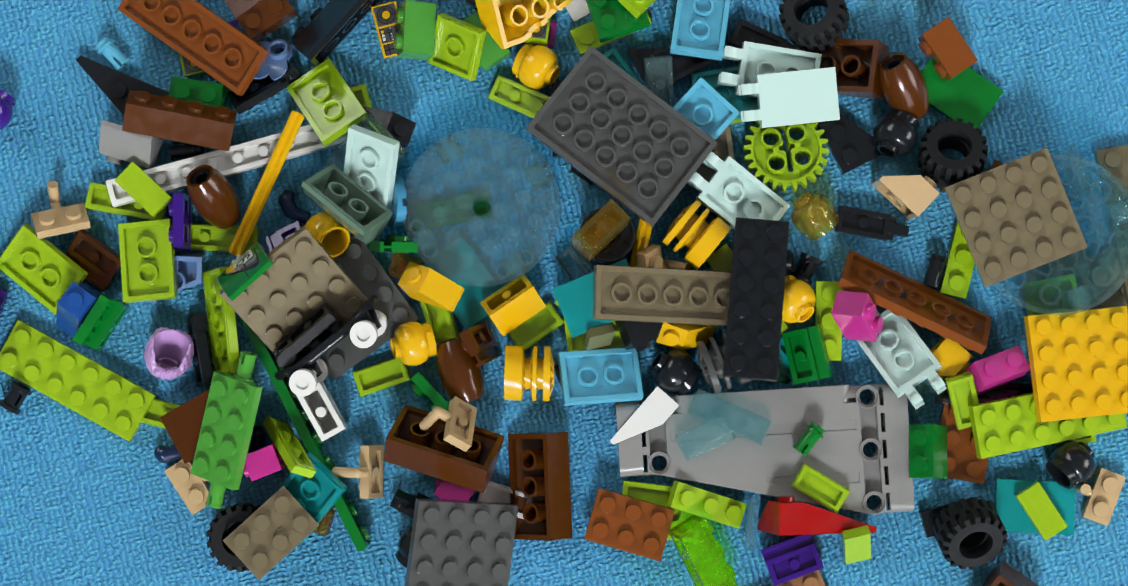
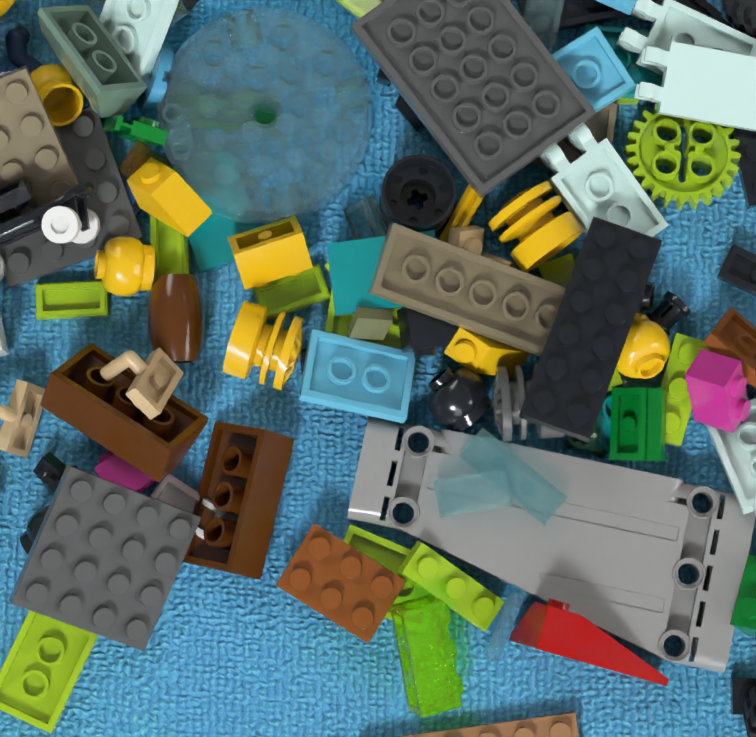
camera: 10 degrees right, 5 degrees down
(422, 387) = (121, 329): green plate -> none
(479, 343) = (213, 289): reddish brown plate -> none
(600, 230) = (410, 178): clear yellow brick -> none
(650, 414) = (406, 446): white sticker -> none
(791, 559) = (544, 691): dark purple plate -> none
(809, 438) = (611, 534): green pin -> none
(814, 215) = (696, 246): clear yellow piece -> none
(820, 488) = (608, 604): lime tile -> none
(856, 544) = (636, 695): lime tile -> none

